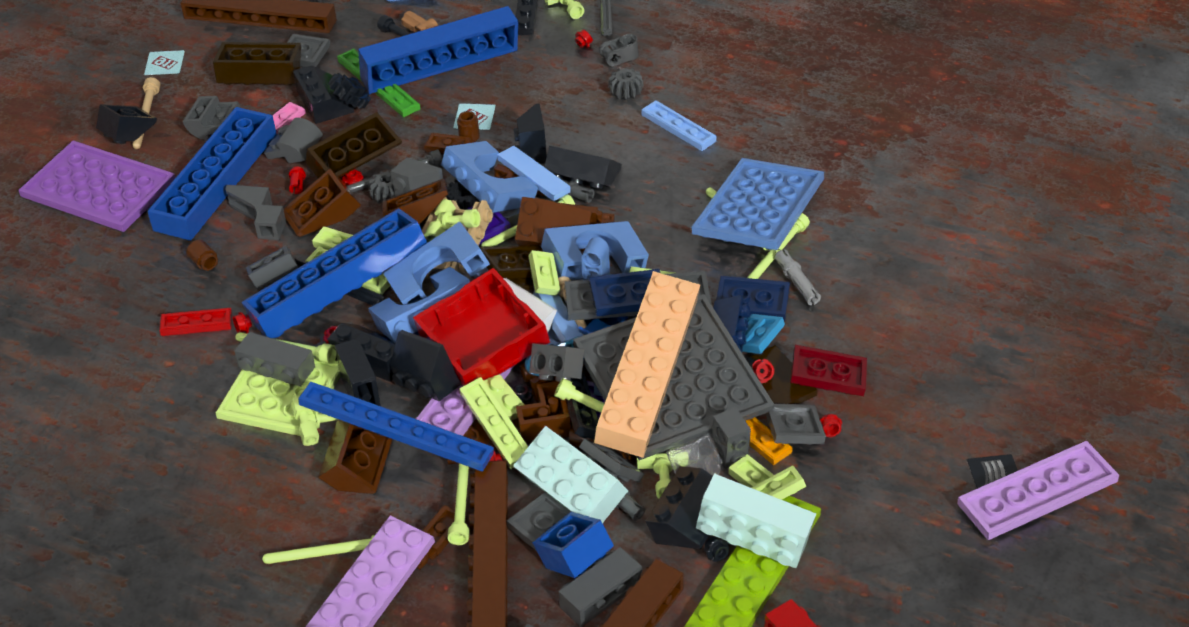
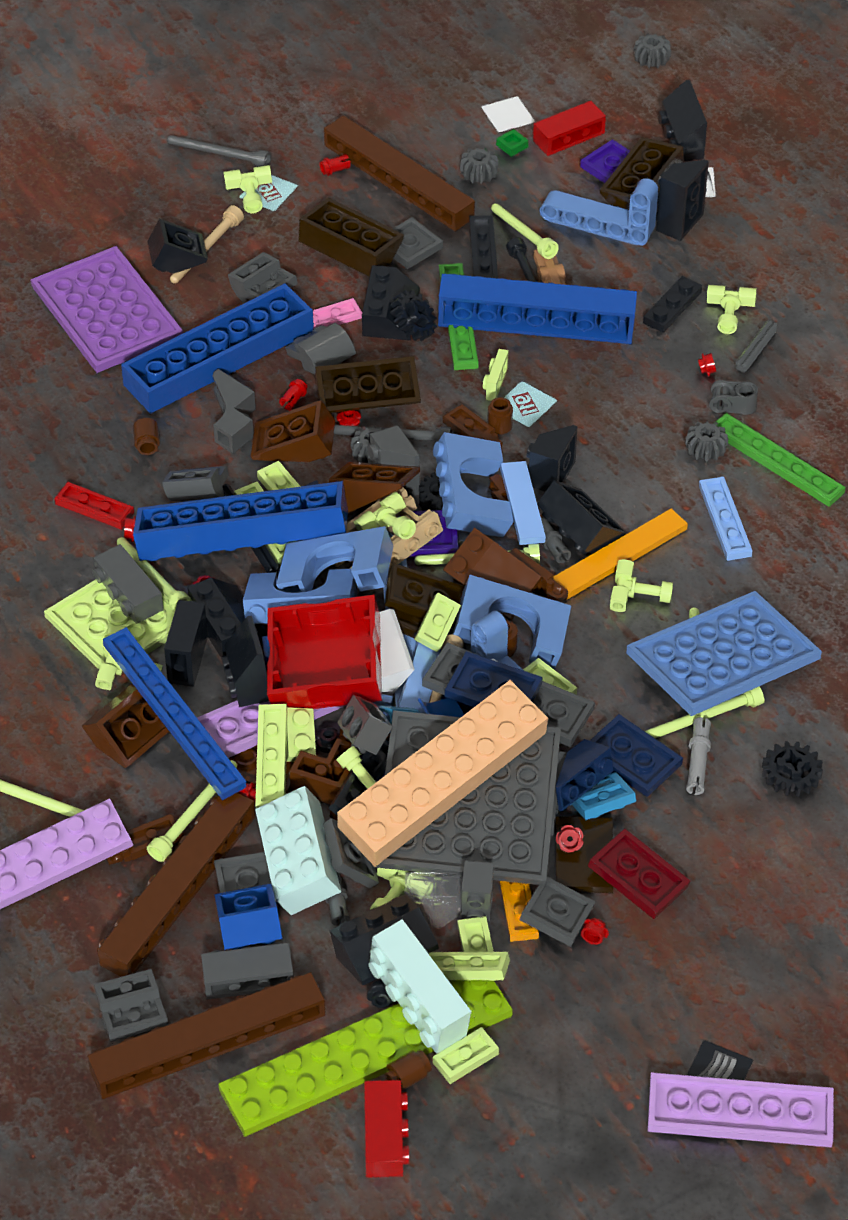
camera: 30 degrees right, 5 degrees up
(142, 43) = (258, 158): none -> dark grey piece
(147, 61) = (249, 183): none -> yellowish green bar
(201, 27) = (335, 164): none -> red pin
(358, 29) = (483, 246): none -> black plate
(413, 9) = (545, 246): none -> yellowish green piece
(440, 105) = (497, 369): none -> yellowish green plate
(627, 175) = (628, 547): none -> light orange tile
(653, 194) = (628, 586): none -> yellowish green bar
(687, 76) = (781, 461): none -> bright green tile
(785, 587) = (409, 1068): none -> reddish brown brick
(816, 558) = (465, 1055): none -> yellowish green plate
(868, 254) = (792, 768): none -> black gear

